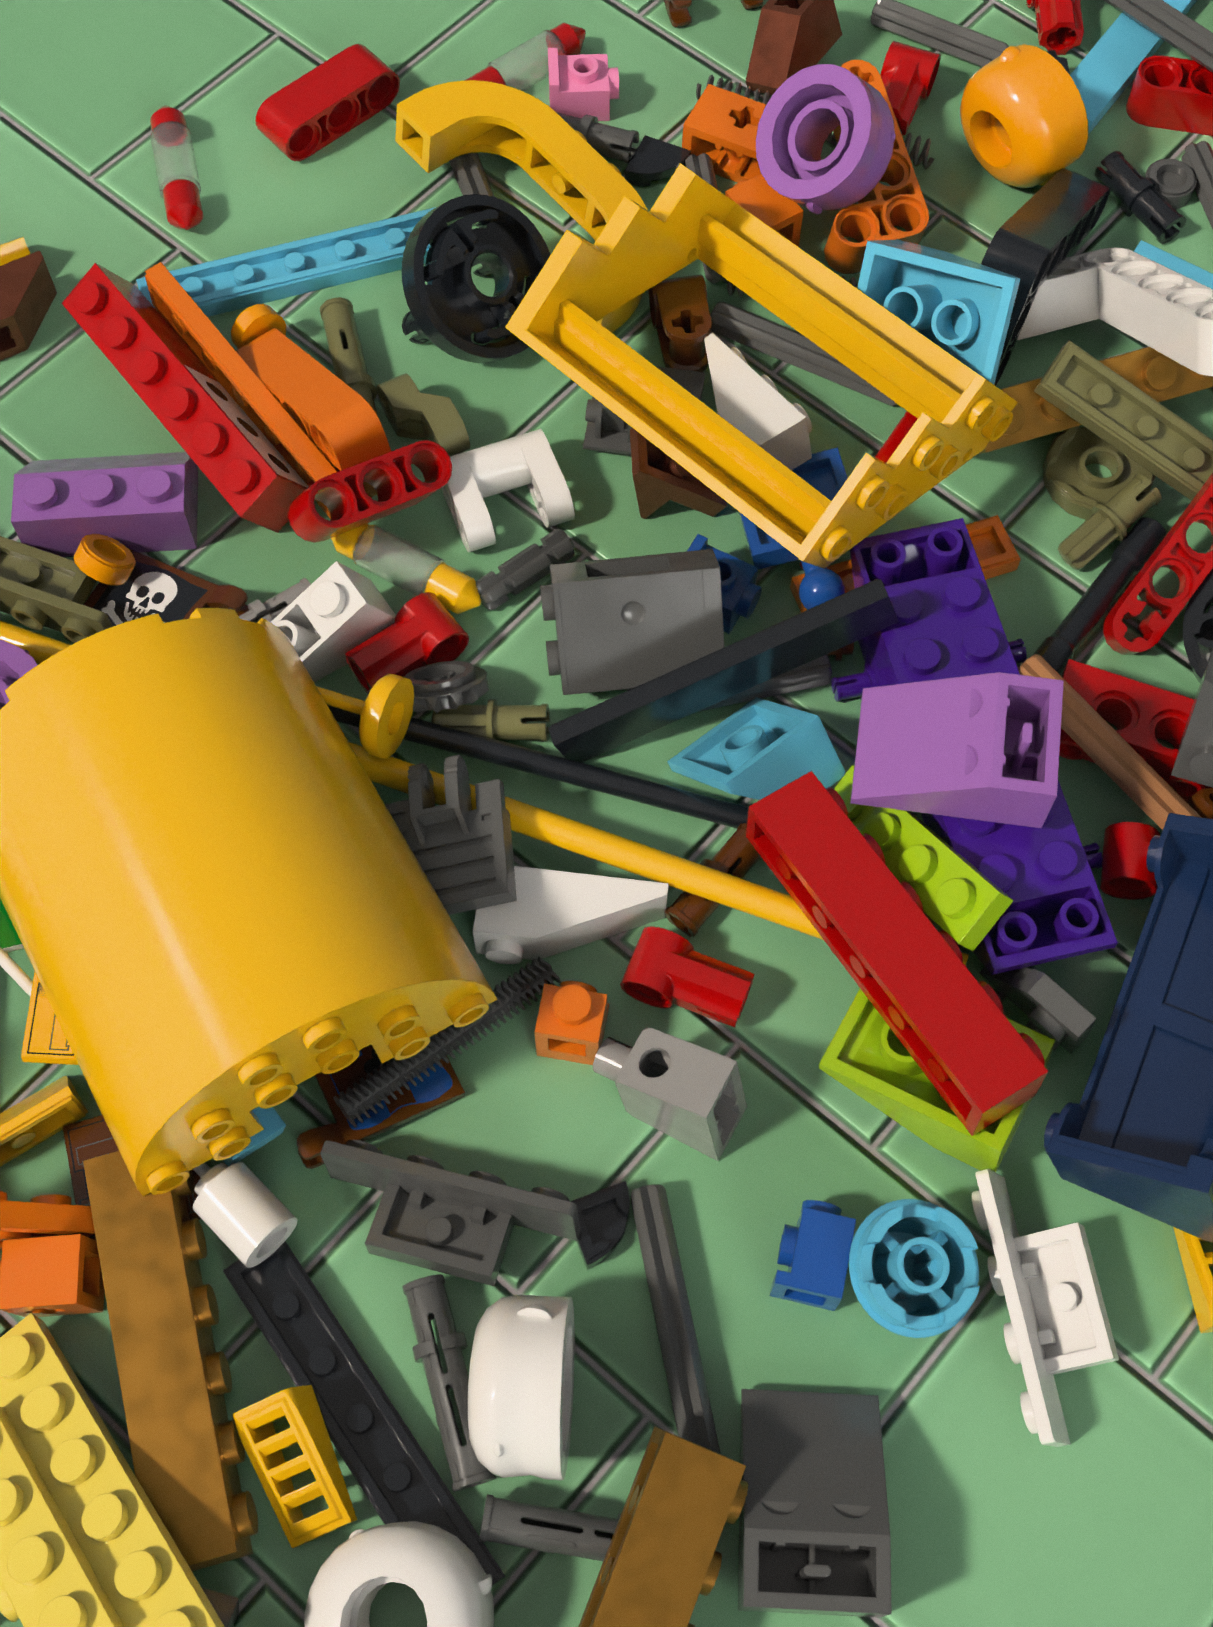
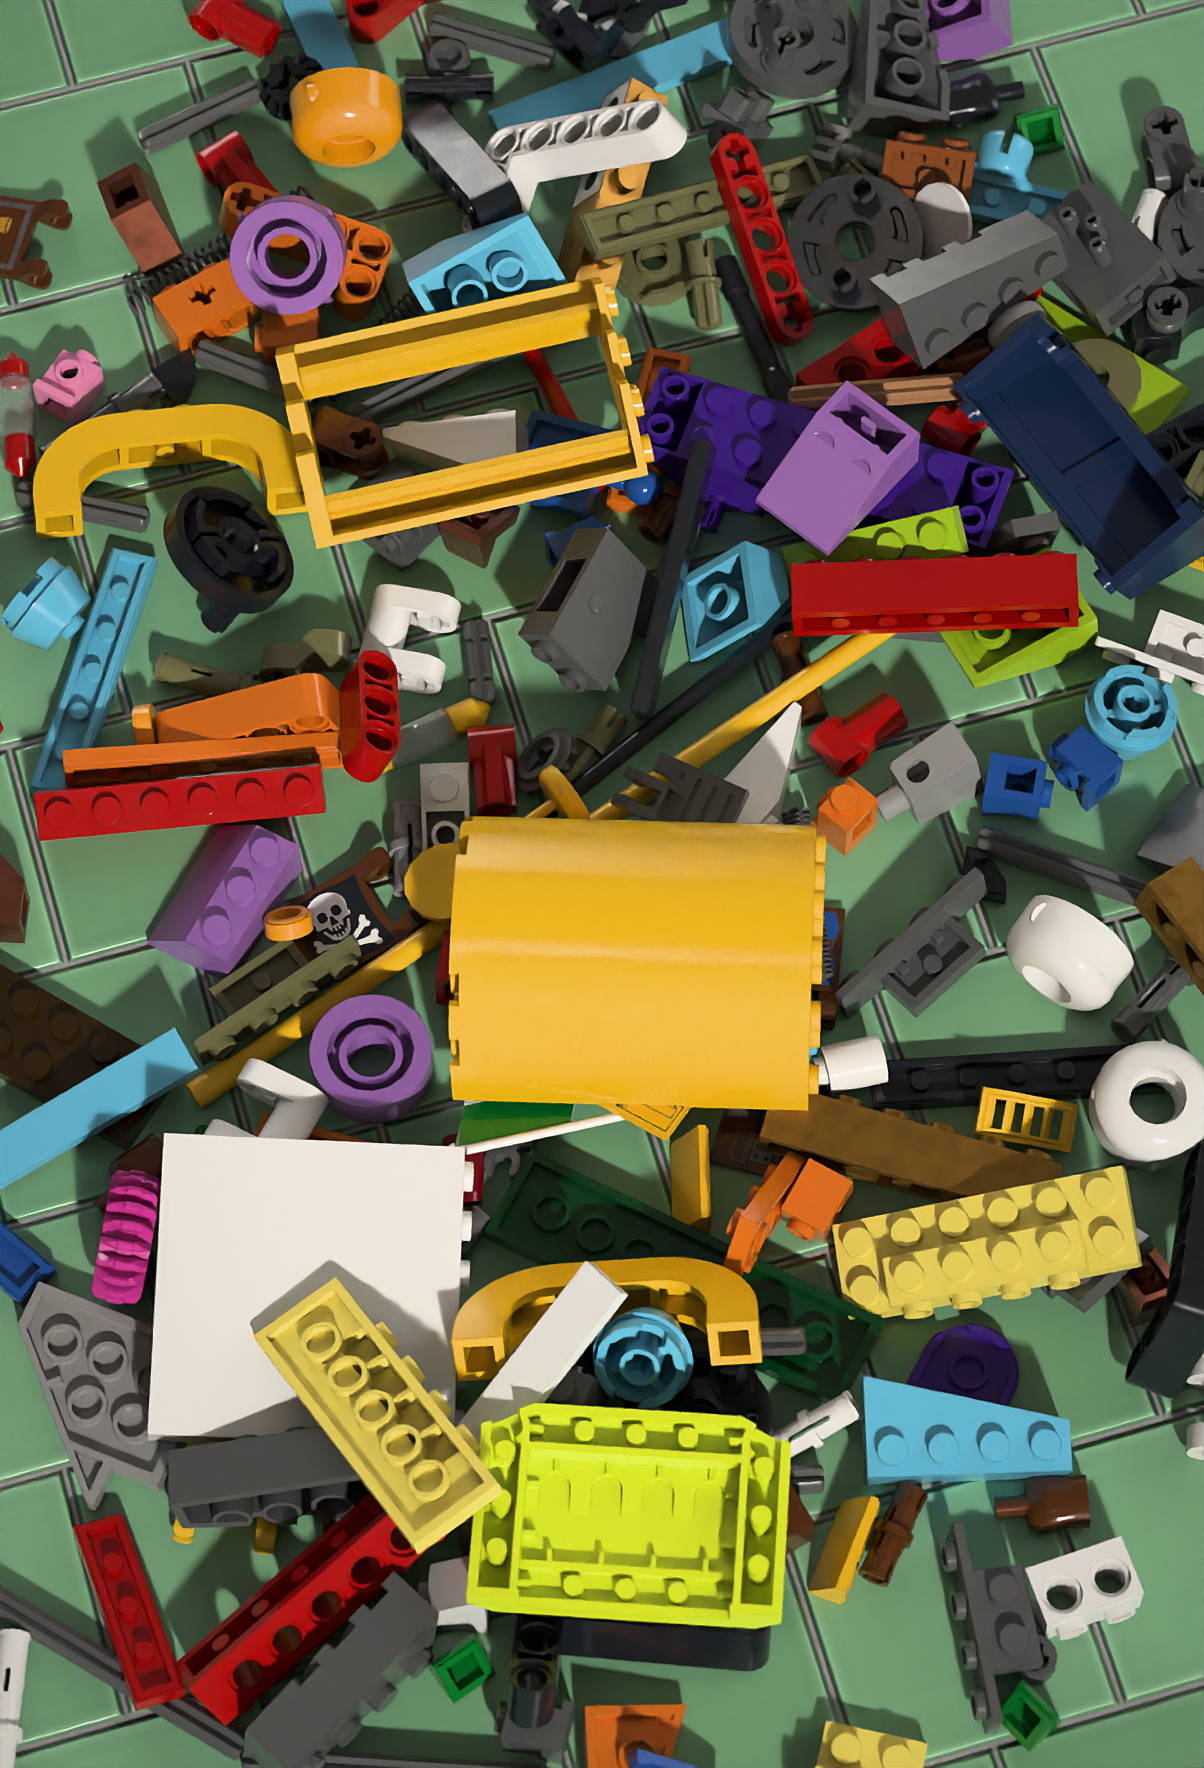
camera: 55 degrees left, 0 degrees up
(325, 180) = (47, 607): none -> medium azure cone
(426, 1302) = (1026, 1012): dark grey pin -> none
(738, 1170) = (1013, 774): none -> blue brick

